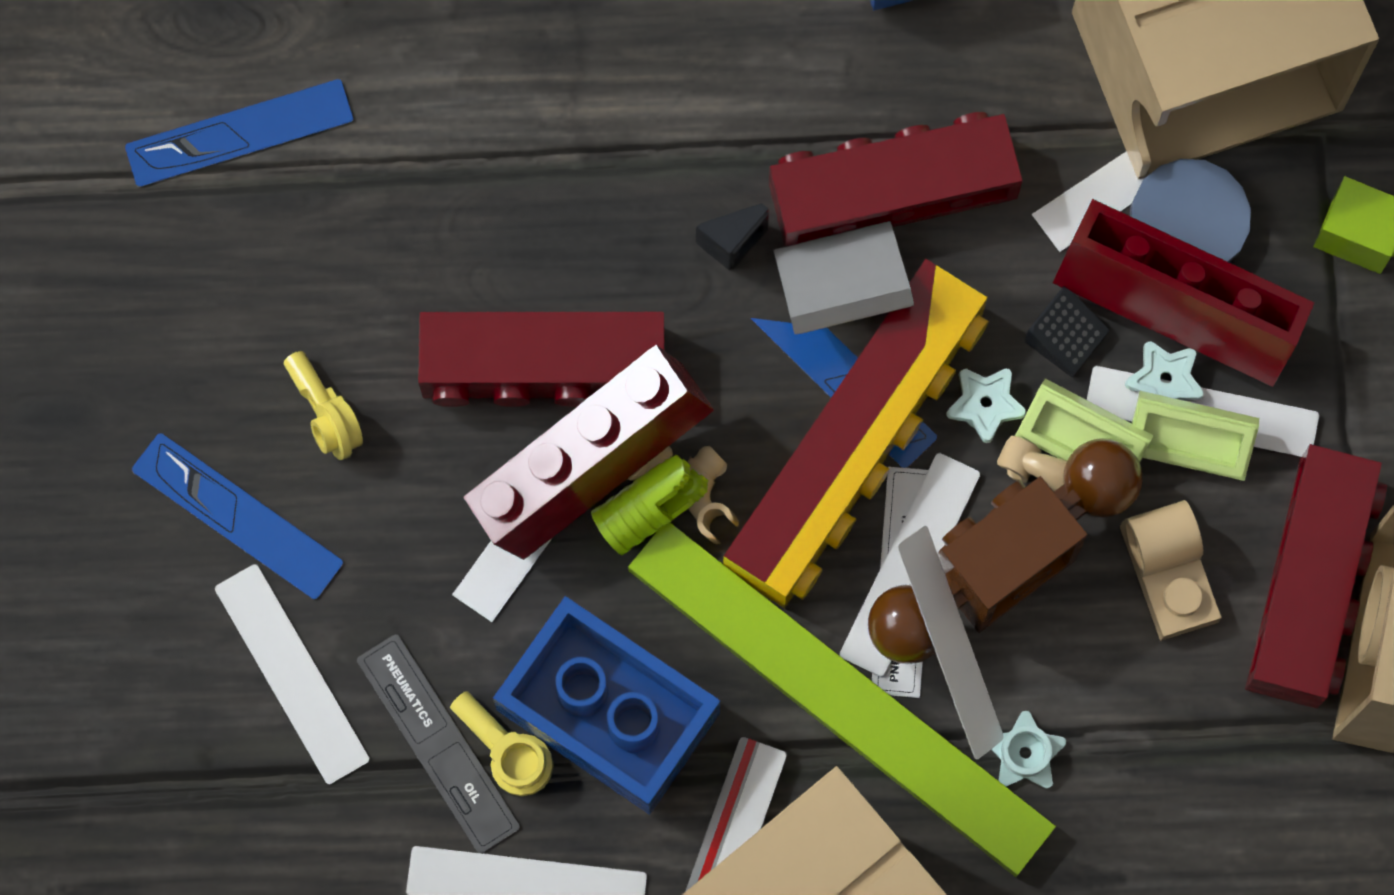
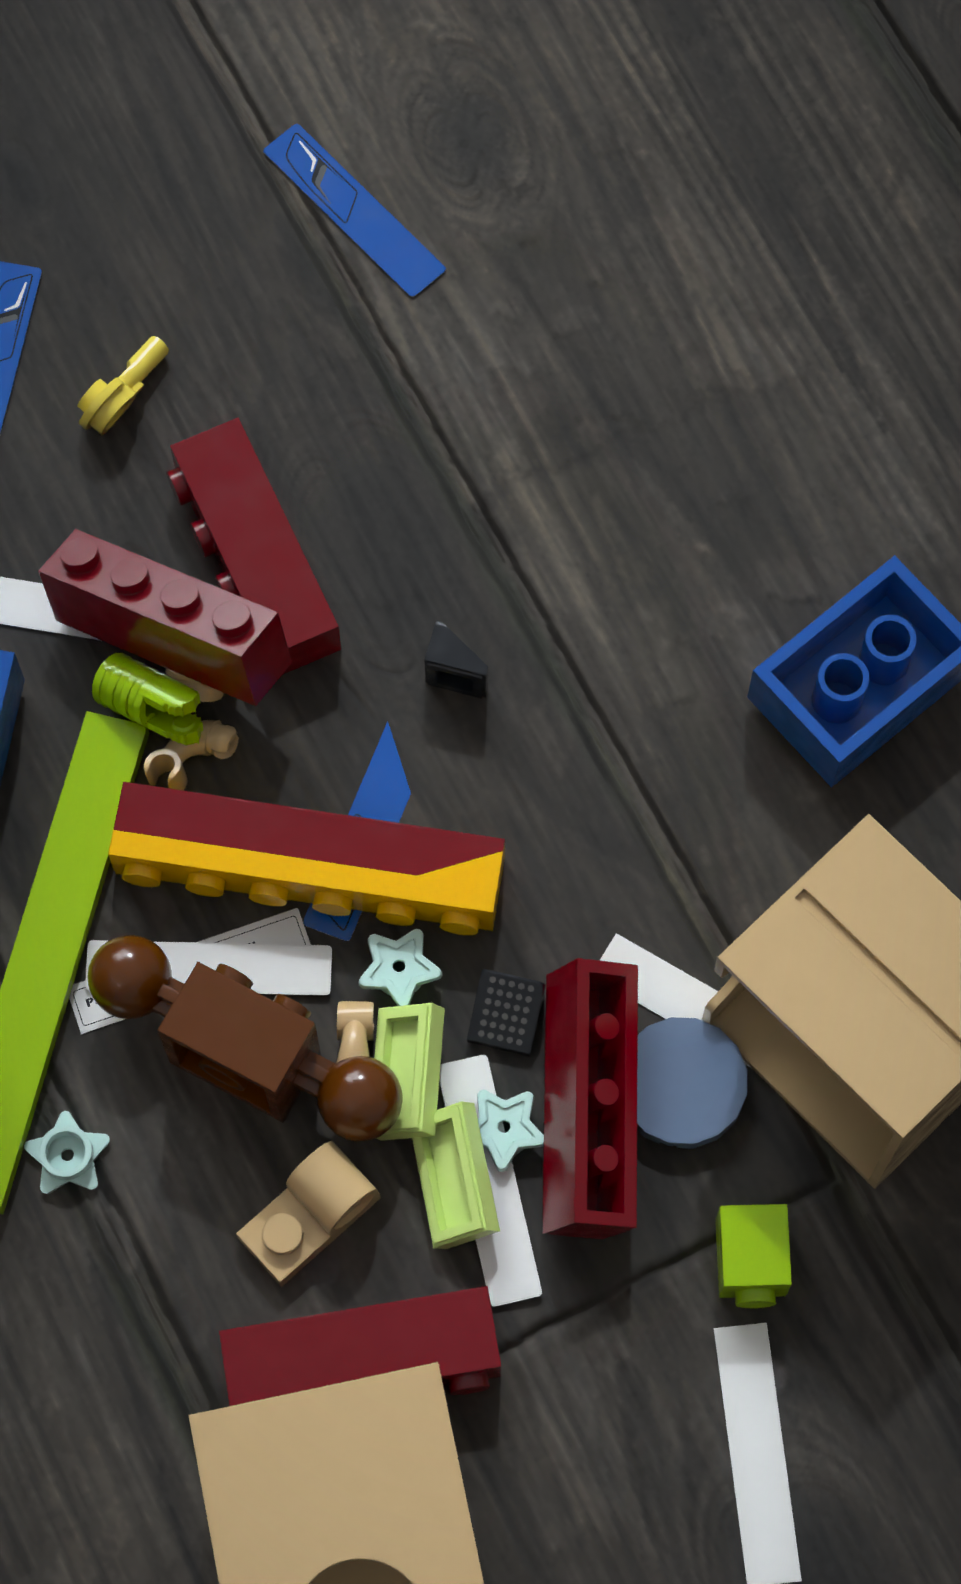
camera: 65 degrees right, 5 degrees down
(843, 278) = (451, 774): light grey tile -> none
(896, 179) = (579, 784): dark red brick -> none
(950, 642) = (124, 1021): white sticker -> none

